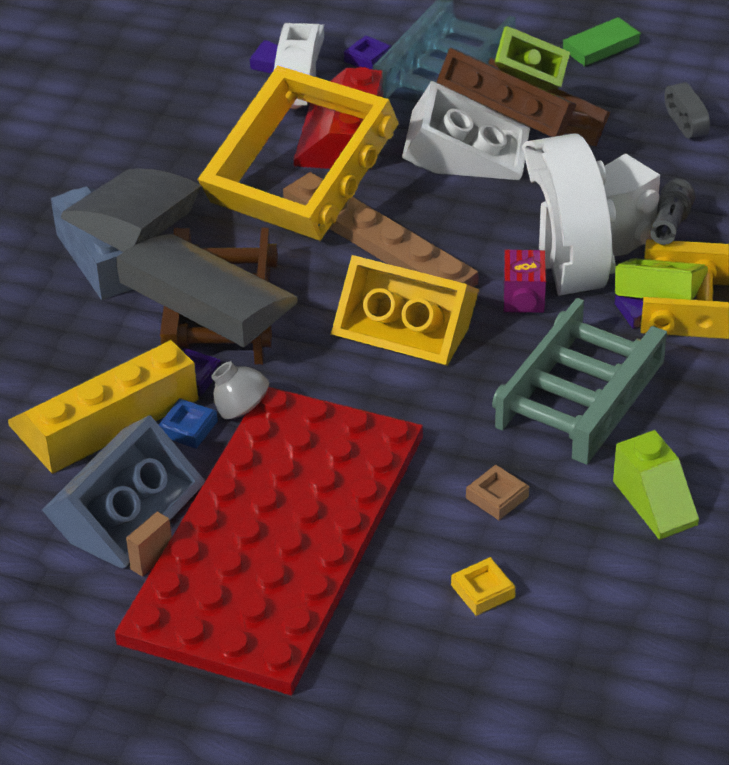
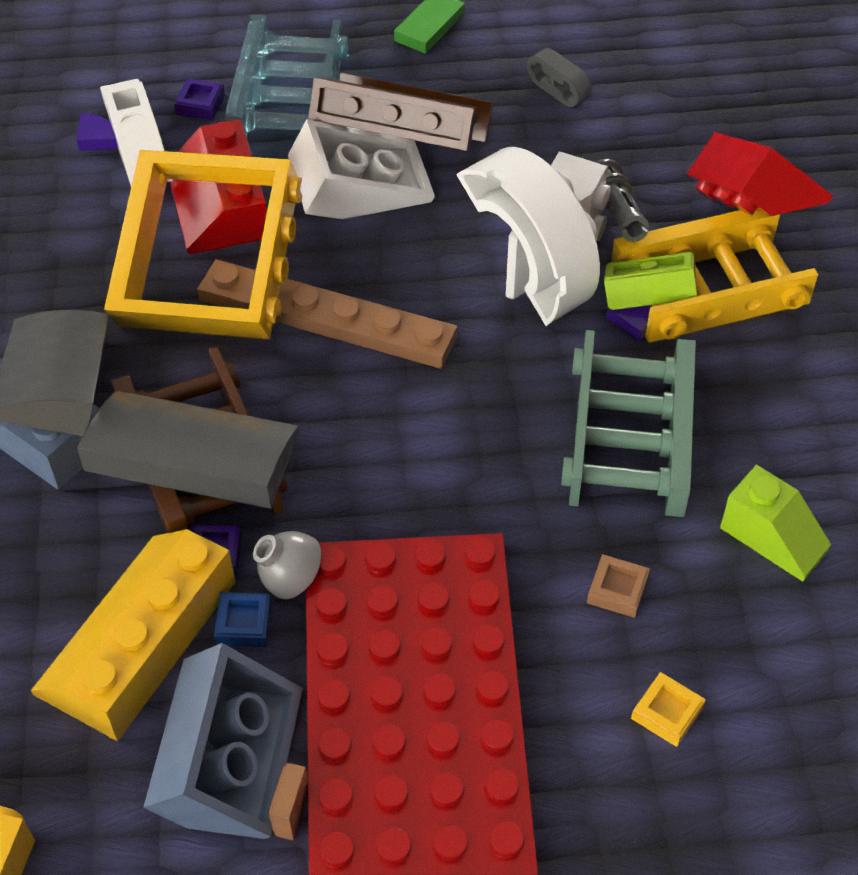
camera: 25 degrees left, 10 degrees up
(404, 310) = (408, 399): yellow slope -> none
(524, 281) = (512, 323): magenta brick -> none
(531, 59) = (405, 67): lime slope -> none

